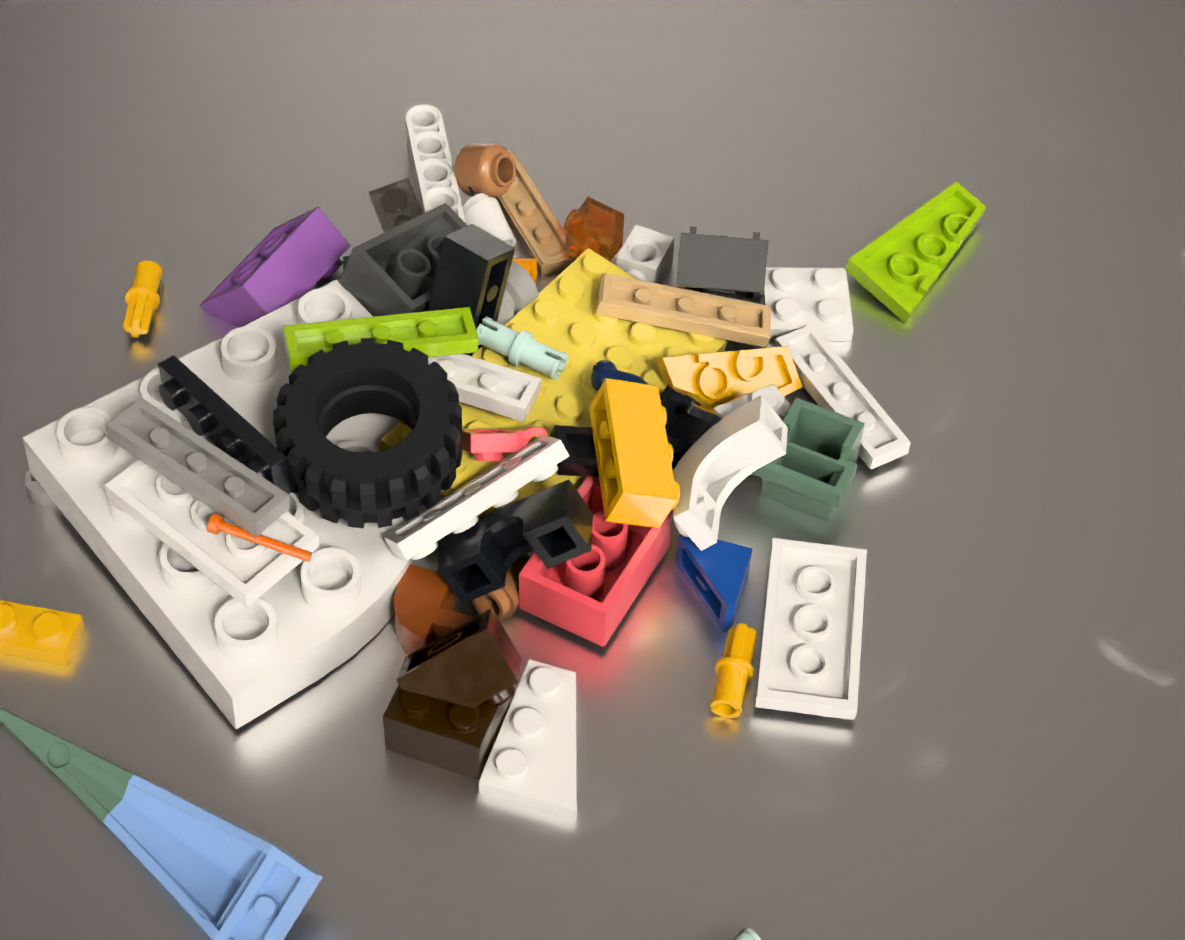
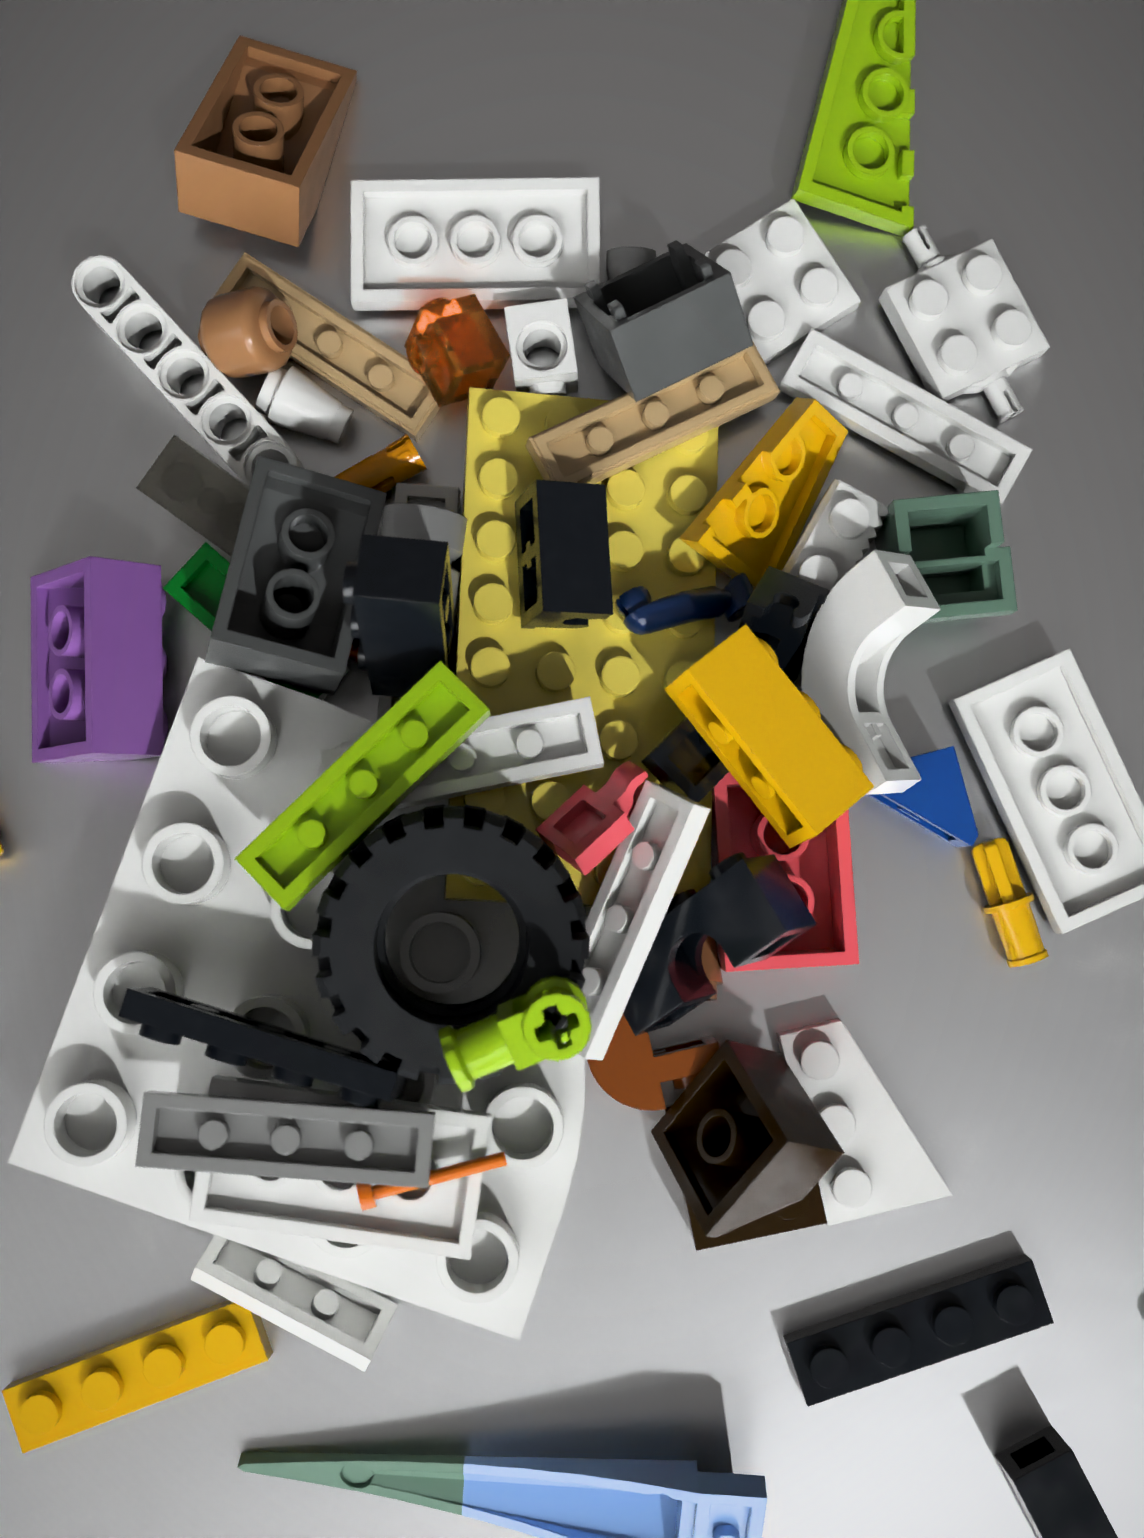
camera: 25 degrees left, 35 degrees up
(114, 626) = (302, 1300): none -> white plate
(374, 452) = (519, 1033): none -> lime connector
(494, 886) = (918, 1329): none -> black plate
(521, 348) = (520, 646): light aqua pin -> none
(559, 111) = (263, 141): none -> medium nougat slope
(582, 320) = (563, 554): none -> black hinge
(643, 196) = (473, 236): none -> white plate
(912, 372) = (963, 322): none -> white plate

